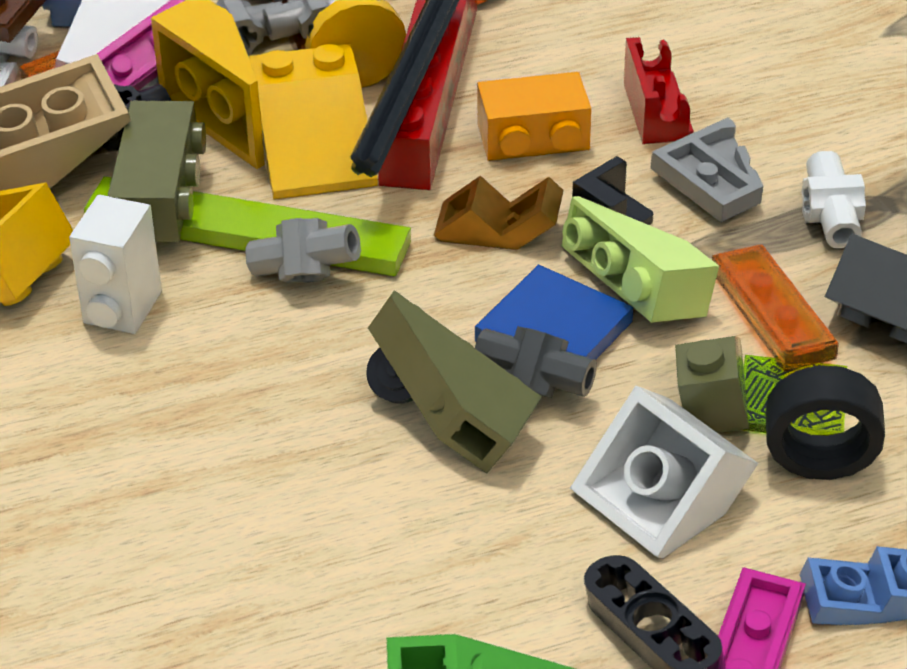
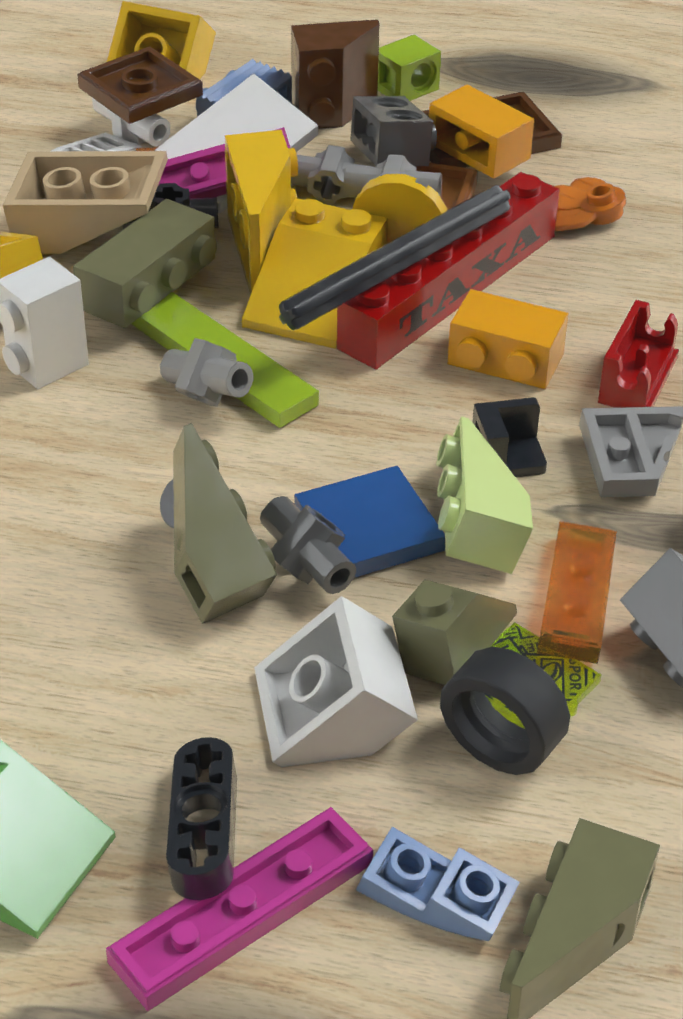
camera: 30 degrees right, 0 degrees up
(487, 219) = (398, 411): pearl gold slope -> none

